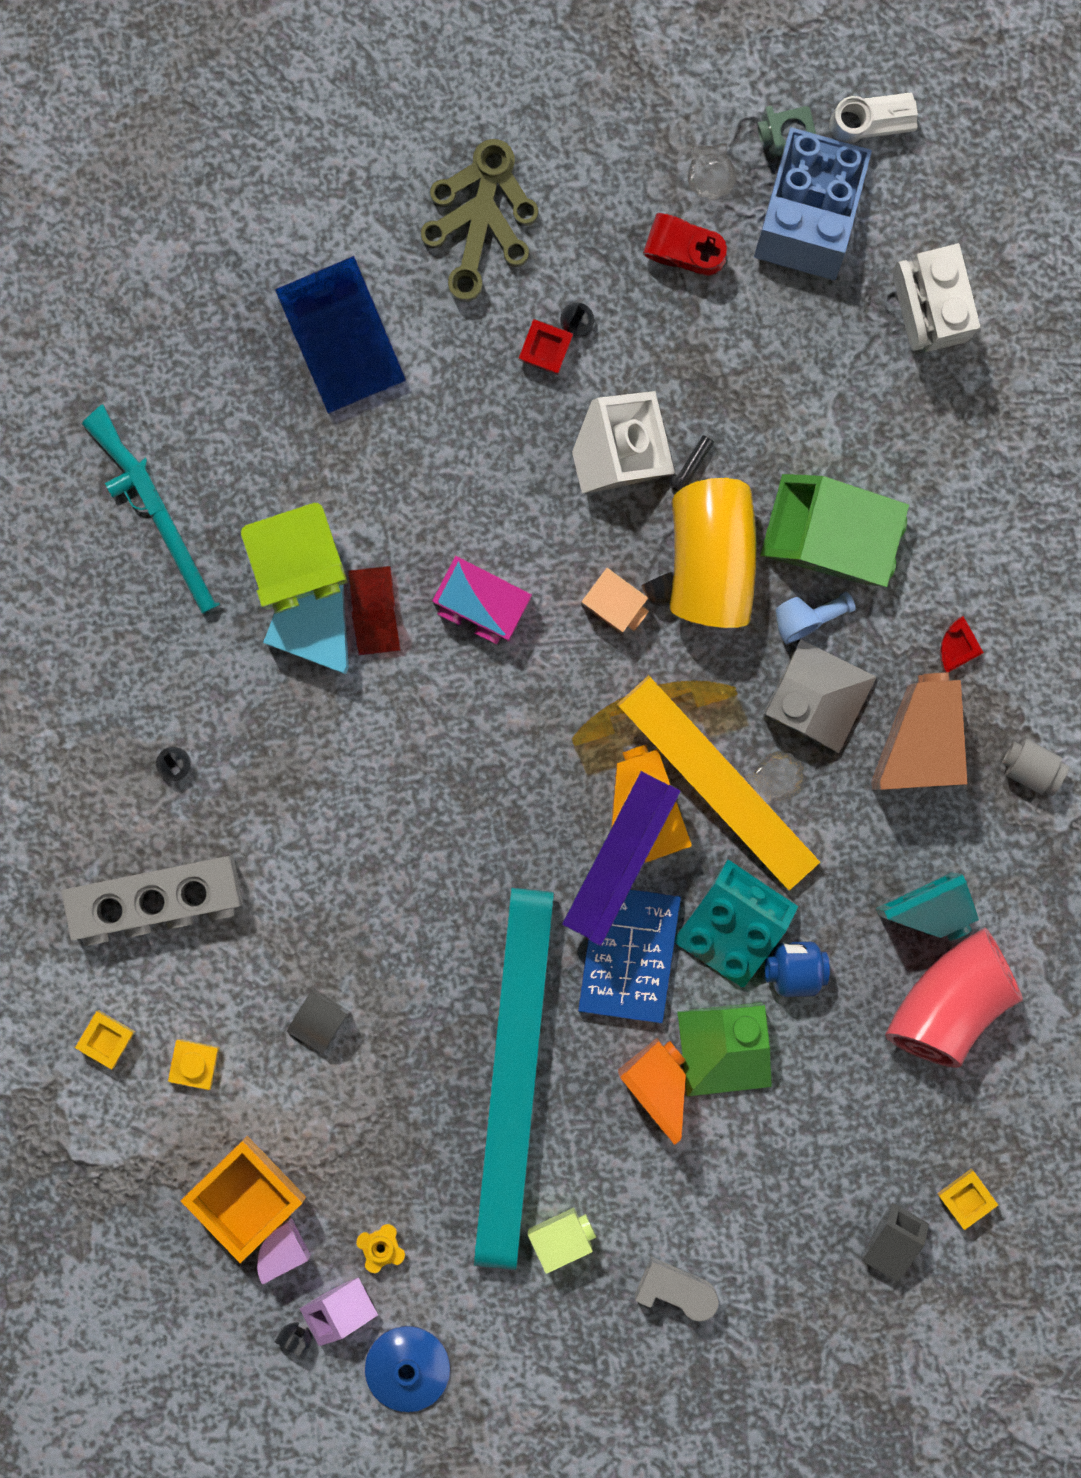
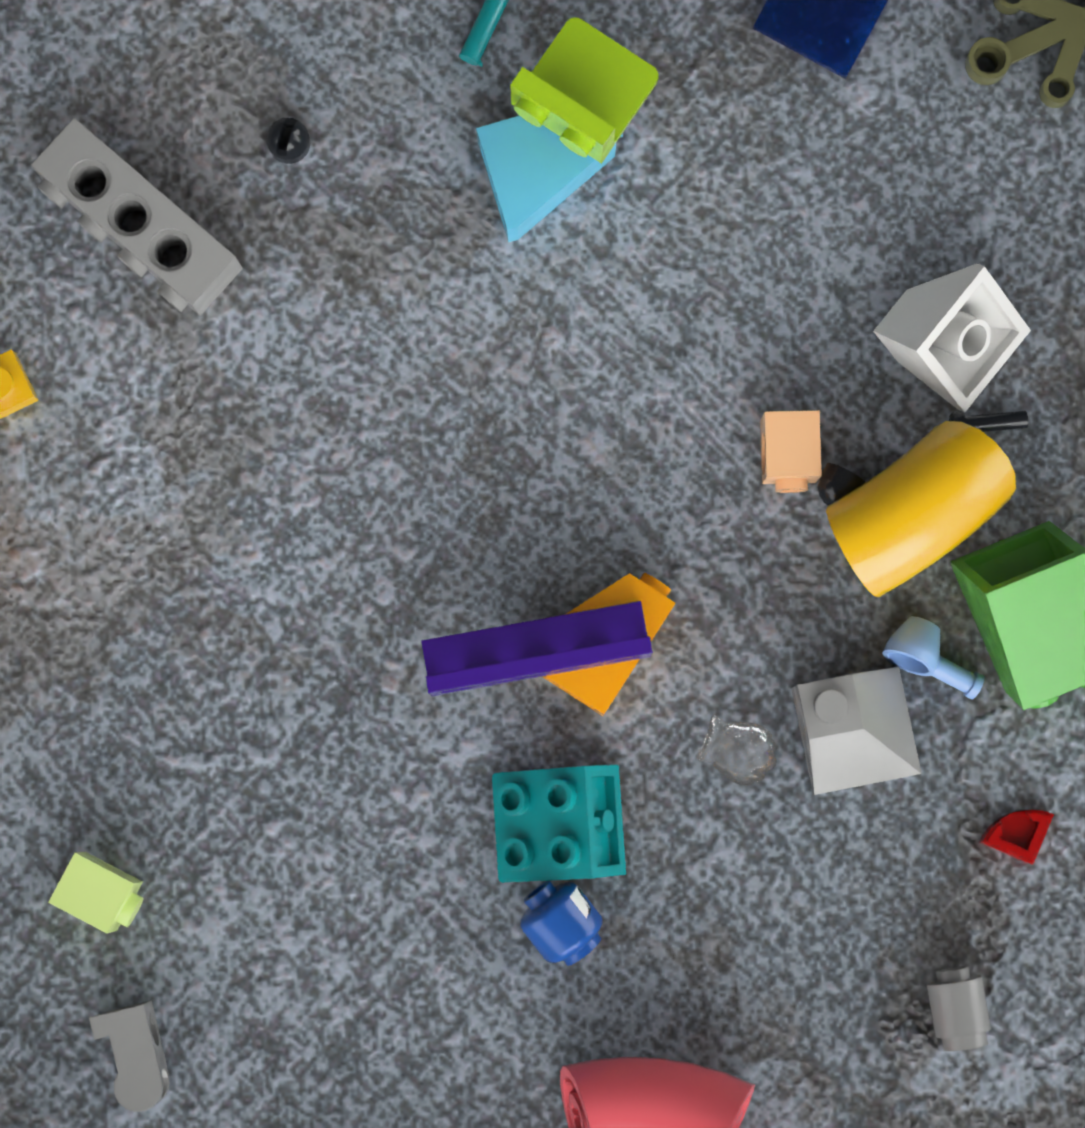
camera: 55 degrees right, 5 degrees down
(317, 1021) = (138, 475): dark grey brick -> none
(374, 610) = (592, 220): clear red slope -> none
(481, 600) = (687, 315): dark pink brick -> none
(513, 1078) = (225, 718): teal beam -> none
(545, 347) = (988, 187): red plate -> none
(585, 324) = (1042, 209): black hinge -> none
(634, 962) = (442, 745): blue tile -> none
(658, 1085) = (330, 868): orange slope -> none
(701, 692) = (654, 527): clear yellow slope -> none
(718, 782) = (689, 693): yellow tile -> none
(725, 1048) = (422, 911): bright green slope -> none
(925, 737) = (902, 871): nougat slope -> none
(935, 908) = (734, 1018): teal slope -> none

